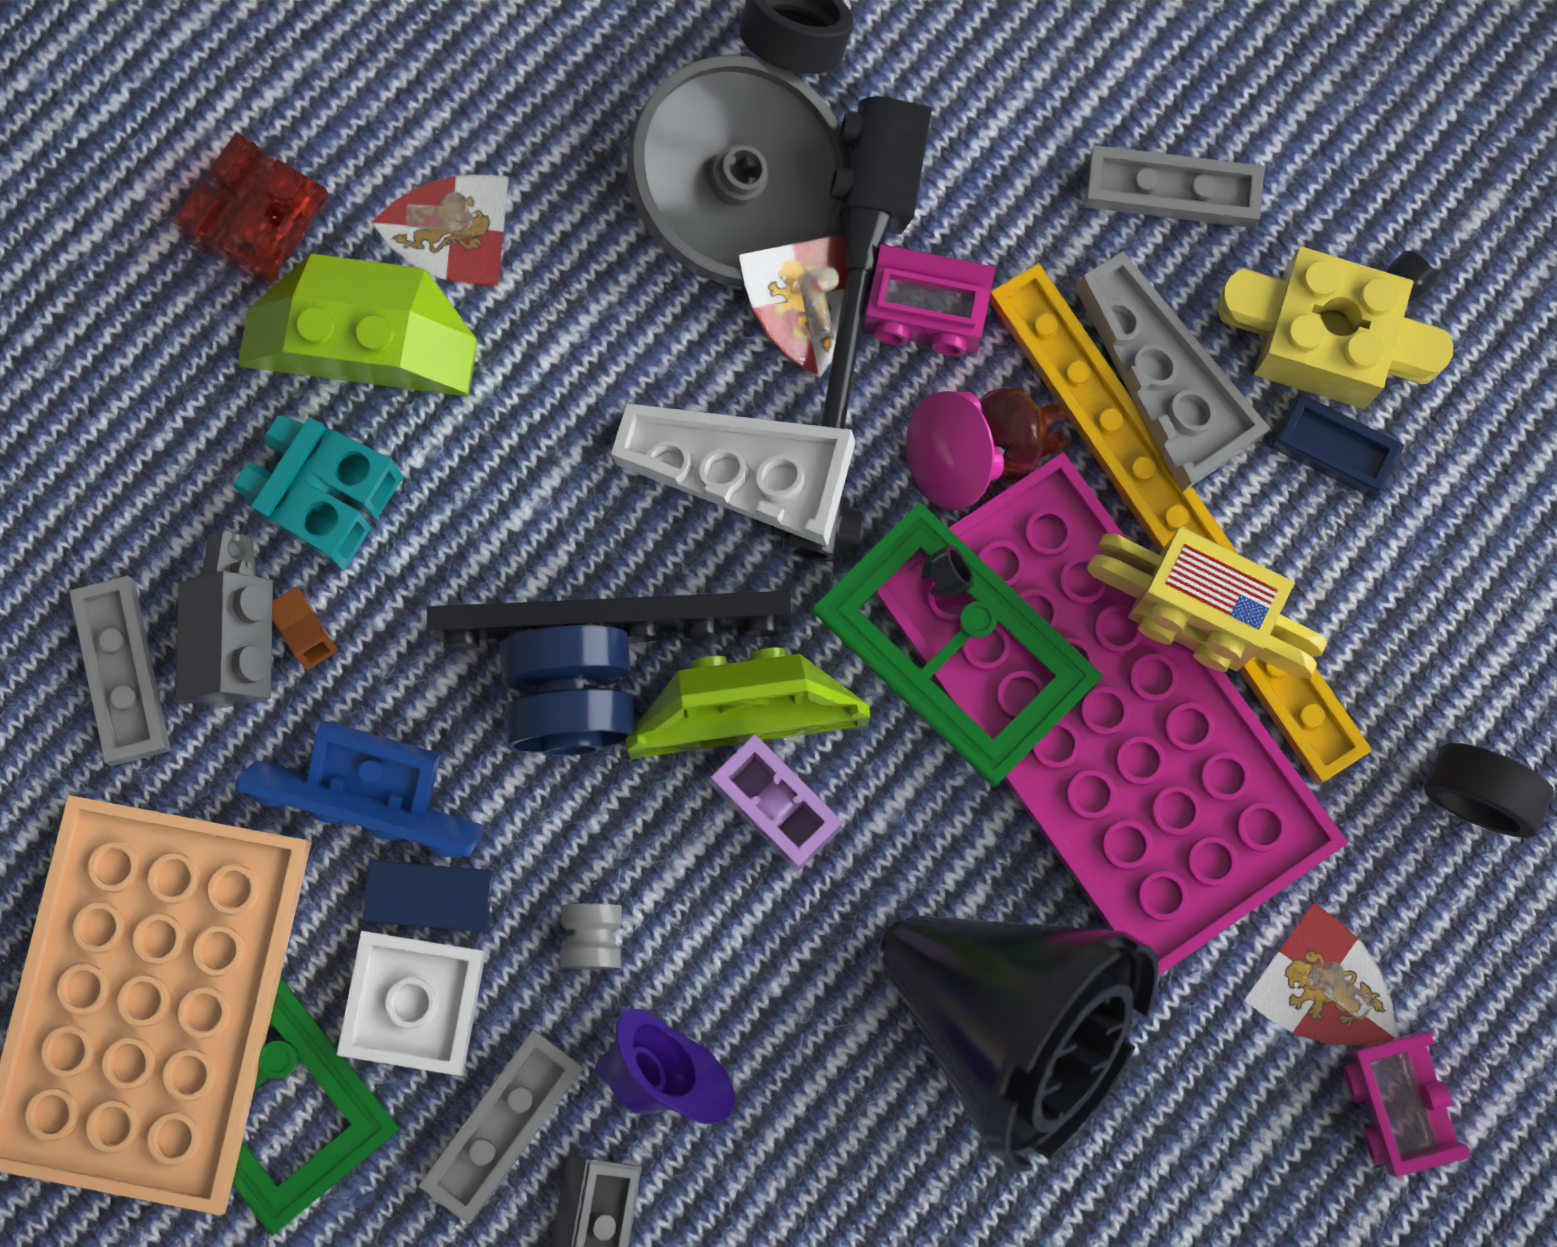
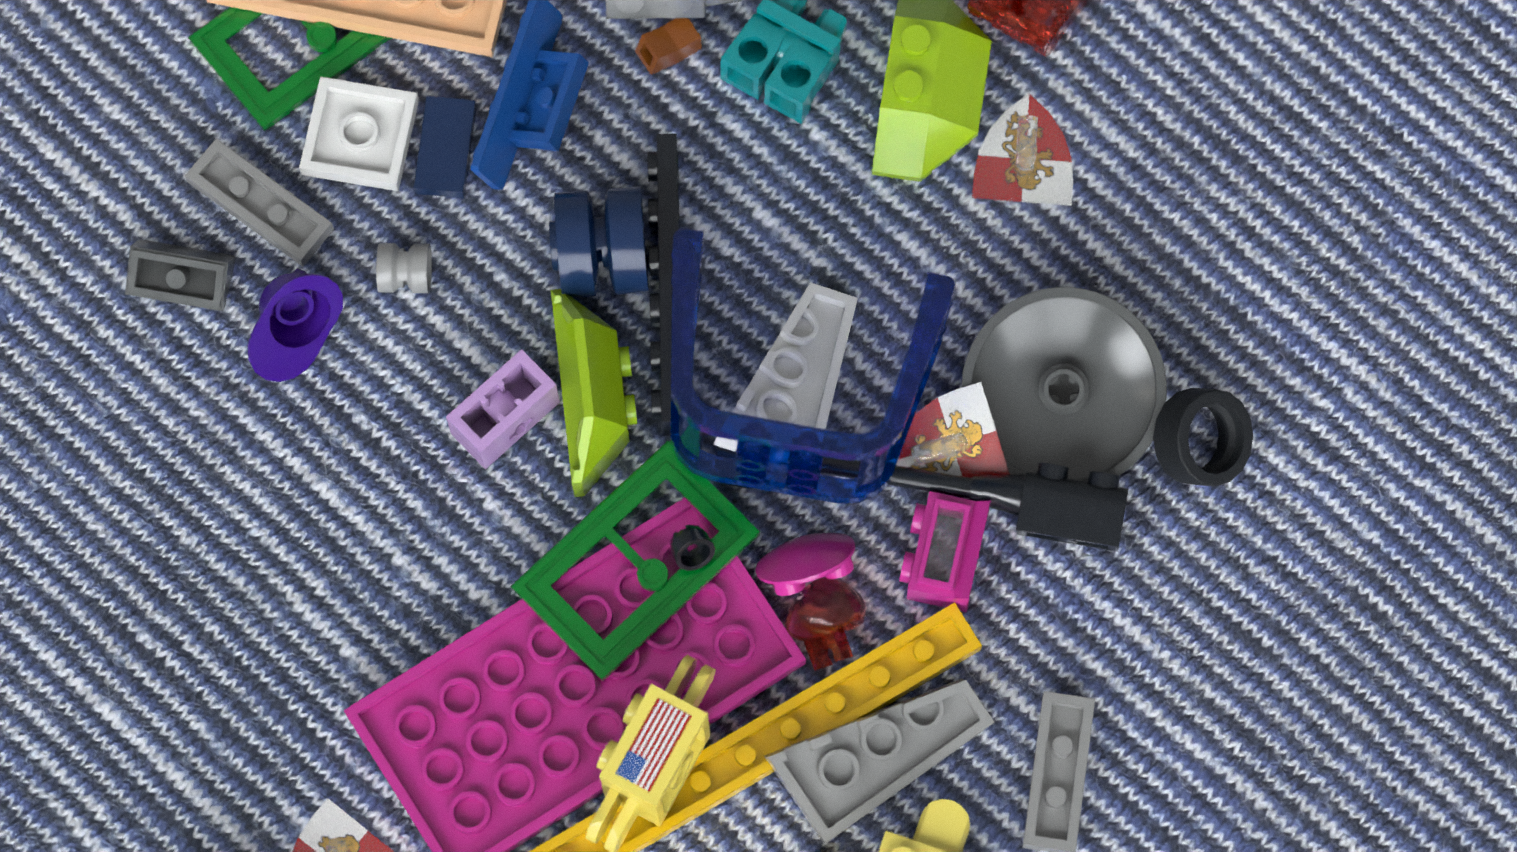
camera: 95 degrees right, 5 degrees down
(838, 540) = (785, 454): none -> clear blue windscreen
(1023, 1020) = (305, 594): black cone -> none

